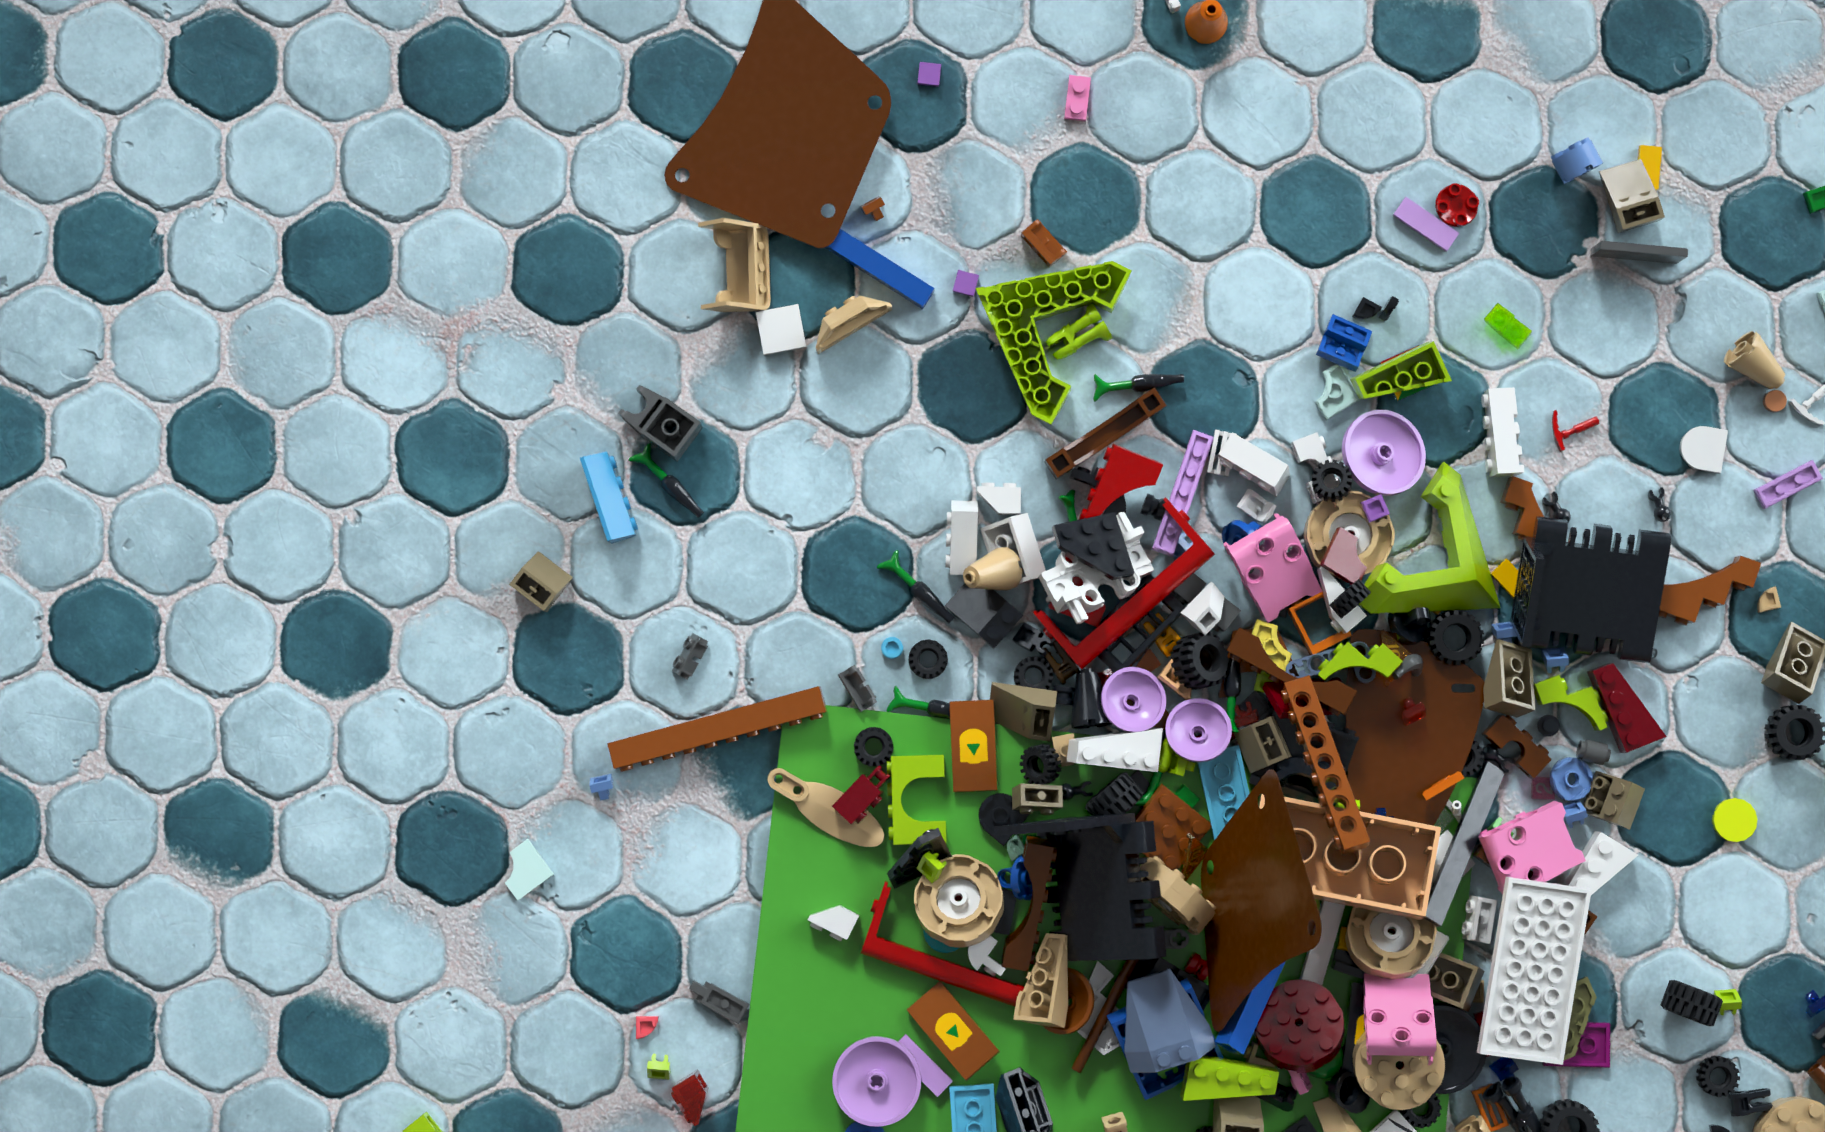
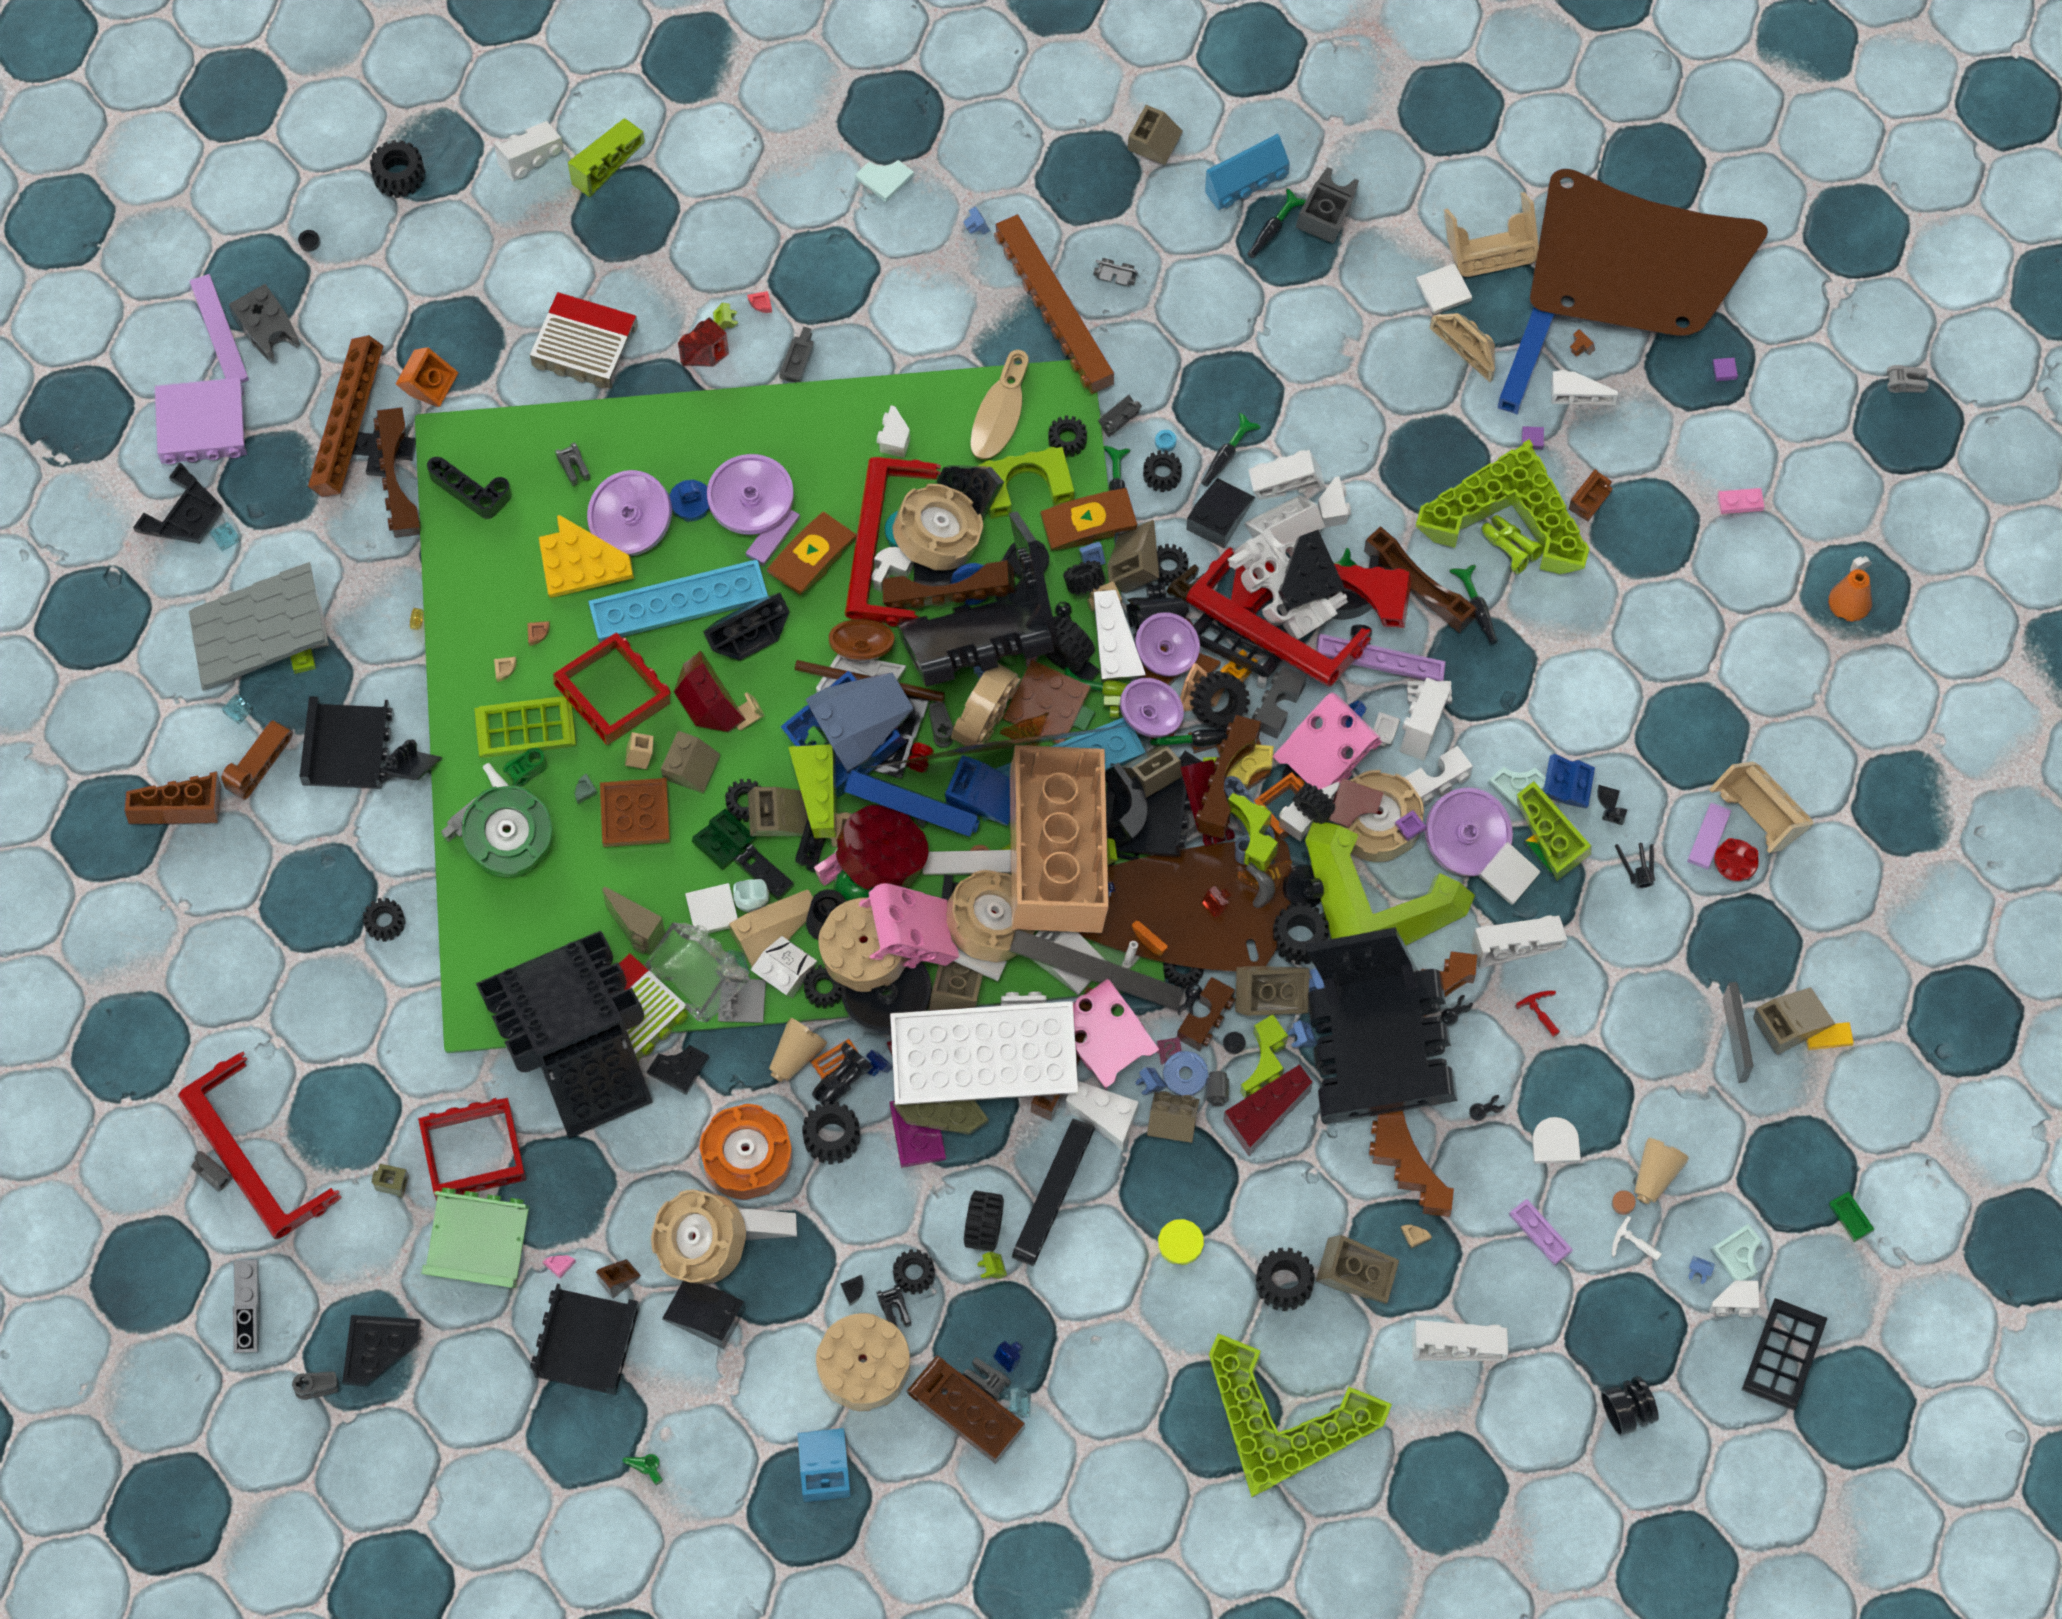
camera: 80 degrees right, 20 degrees down
(861, 796) = (1018, 429): dark red brick -> none
(923, 226) = (1579, 390): none -> white slope
(931, 866) = (966, 491): lime tile -> none
(994, 571) = (1259, 499): tan cone -> none
(1013, 751) = (1092, 552): none -> medium blue tile
(1031, 638) = (1203, 554): black plate -> none
(1037, 798) = (1055, 578): dark tan brick -> none
(1046, 990) = (864, 618): tan wedge -> none
(1205, 609) = (1272, 690): white slope -> none
(1246, 717) = (1176, 749): clear red tile -> none
(1332, 468) = (1424, 790): black tyre -> none
(1345, 841) = (1081, 827): dark orange brick -> none
(1410, 157) = (1764, 802): none -> tan windscreen
(1431, 424) = (1509, 873): none -> white tile
(1456, 297) = (1644, 876): none -> black plant
(1507, 326) = (1628, 931): clear neon green slope -> none
(1576, 160) = (1813, 956): medium blue brick -> none
(1665, 929) = (1053, 1192): none -> black beam

